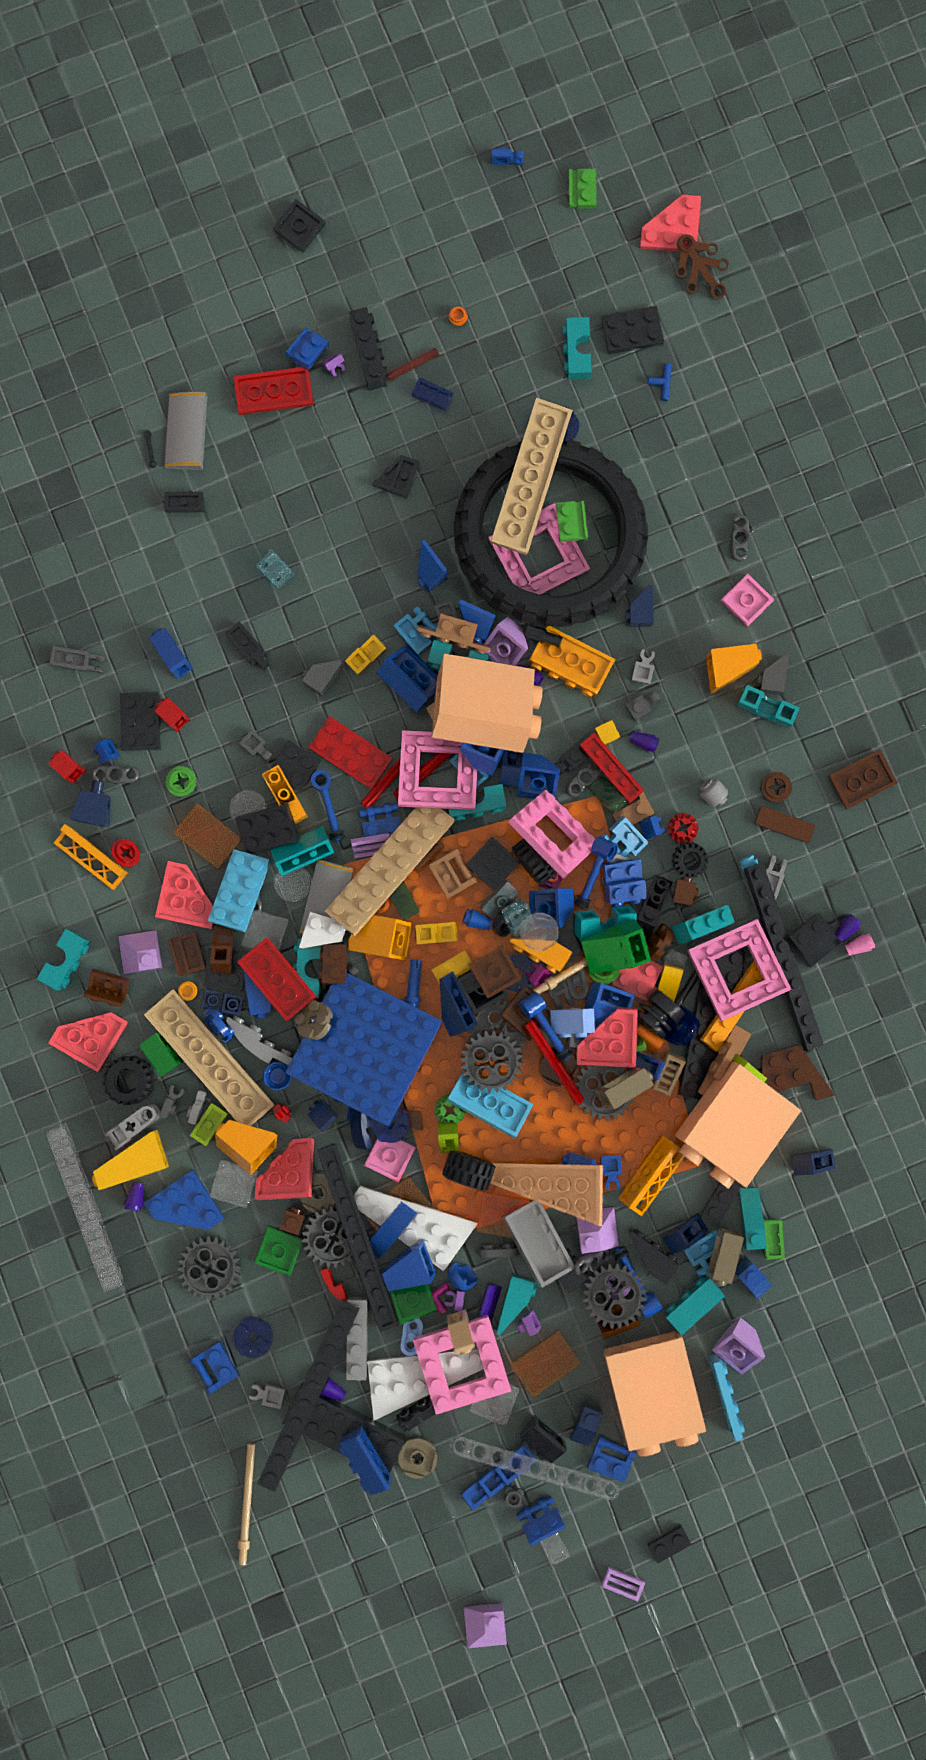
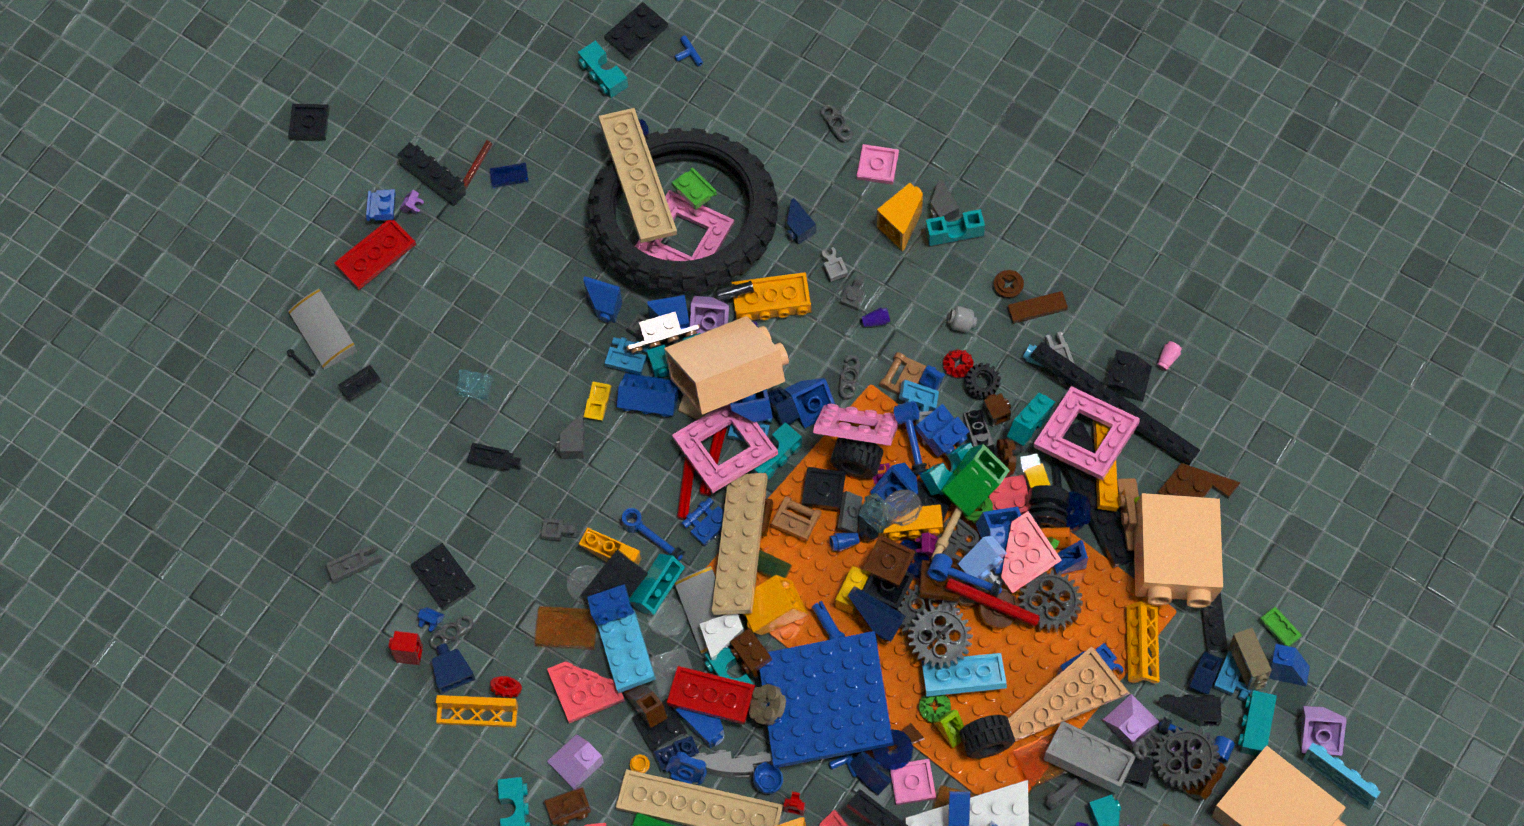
camera: 30 degrees left, 20 degrees down
(170, 653) = (432, 503): blue slope -> none
(171, 714) = (467, 548): red brick -> none
(173, 777) = (512, 591): bright green gear -> none
(187, 954) = (617, 734): reddish brown plate -> none
(250, 845) = (610, 605): none -> blue bracket
(297, 765) = (603, 520): black plate -> none
(322, 1114) = (830, 783): dark blue slope -> none
(350, 753) = (640, 485): red plate -> none
(371, 848) = (703, 556): lavender tile -> none
(398, 477) = (525, 252): black wing -> none
(436, 933) = (818, 574): yellow slope -> none
(457, 316) = (487, 107): orange plate -> none
(574, 756) = (830, 360): black hinge -> none
(607, 732) = (841, 332): yellow tile -> none
(607, 794) = (877, 376): clear green plate -> none
(611, 767) = (865, 352): red plate -> none
(624, 1087) = (1064, 579): dark tan window -> none
(678, 1069) = (1098, 545): tan slope -> none
(752, 1219) = (1246, 617): teal slope -> none
(813, 1162) = (1264, 545): dark blue slope -> none
(847, 927) = (1148, 348): dark purple cone -> none
(862, 779) = (1072, 233): reddish brown plate -> none

